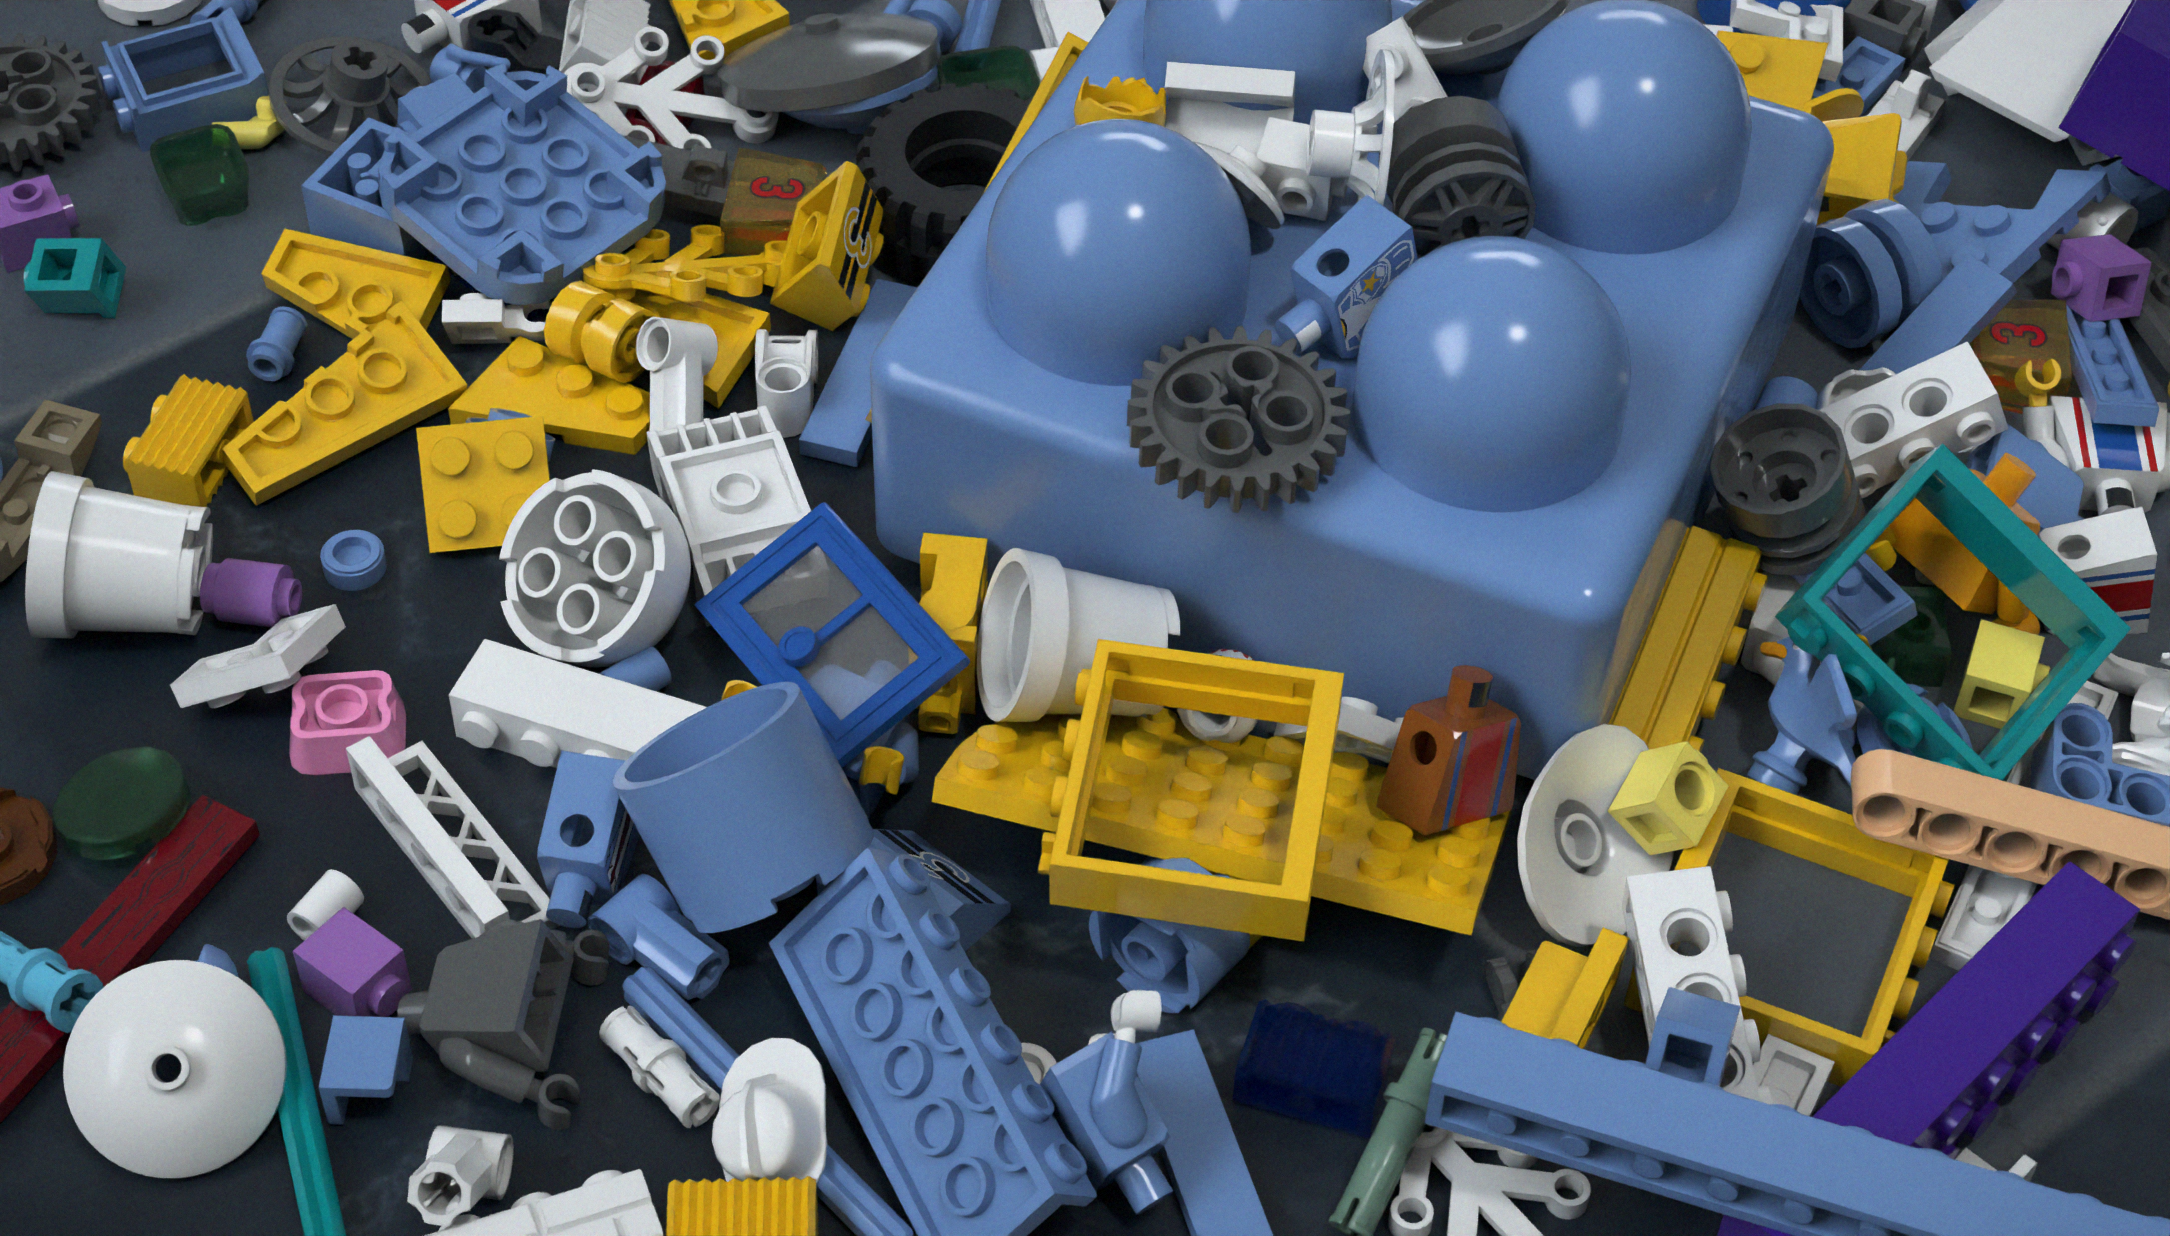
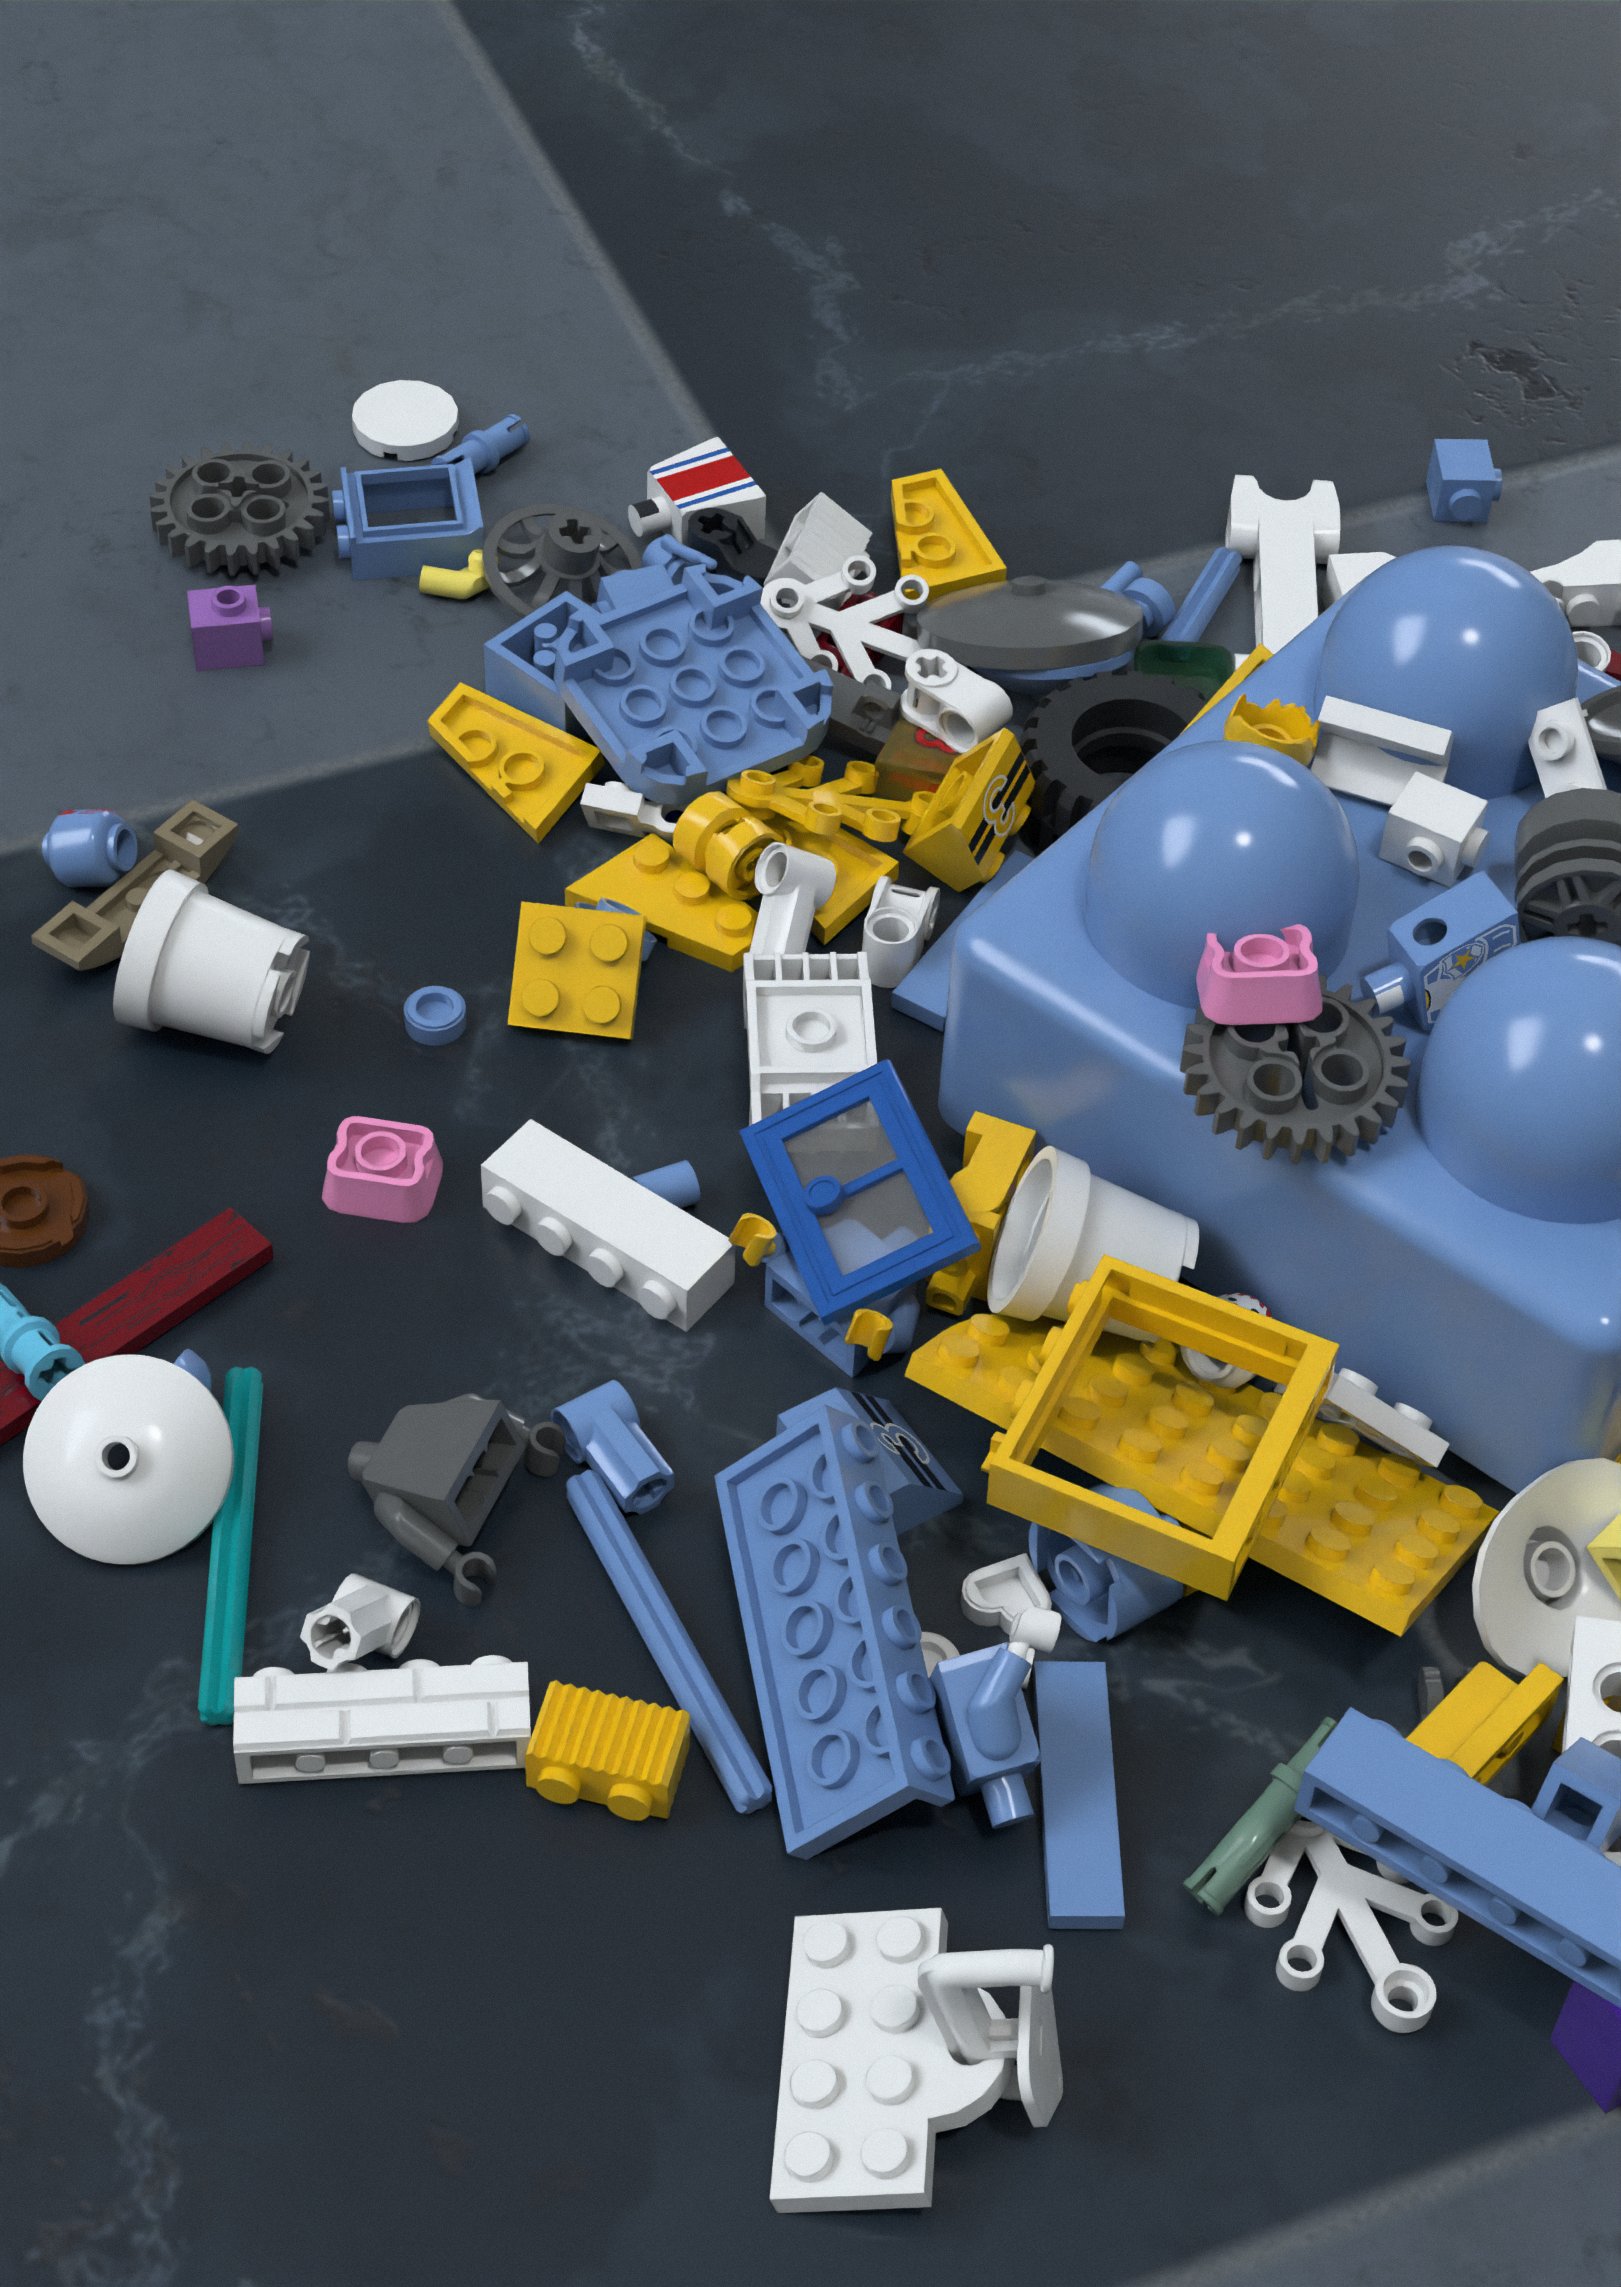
camera: 15 degrees right, 0 degrees up
(74, 276) = (254, 687): teal brick -> none
(121, 802) = (154, 1197): clear green tile -> none
(182, 446) = (314, 870): yellow brick -> none
(202, 173) = (400, 612): clear green piece -> none
(250, 592) = (329, 1025): medium lavender brick -> none
(267, 663) = (320, 1096): white plate -> none
(273, 352) = (415, 801): medium blue pin -> none
(323, 901) = (312, 1341): white hinge -> none
(352, 968) = (319, 1406): medium lavender brick -> none
(361, 399) = (490, 861): yellow wing -> none
(363, 1061) = (302, 1495): medium blue panel -> none
(429, 847) = (435, 1319): white fence -> none
(584, 838) = (573, 1330): medium blue torso -> none
(594, 569) = (653, 1076): white cylinder -> none
(659, 1066) = (578, 1569): white pin -> none
(743, 806) = (721, 1338): medium blue brick -> none
(772, 1114) = (668, 1642): white piece -> none
(782, 152) = (955, 706): none -> white piece
(1080, 990) = (1001, 1591): none -> white tile
(1187, 343) = (1261, 979): none -> bright pink piece
(1245, 173) = (1370, 823): white dish -> none
(1314, 1067) = (1212, 1728): clear blue brick -> none
(1342, 140) = (1480, 807): white wheel -> none
(1453, 758) = (1437, 1455): dark orange torso -> none

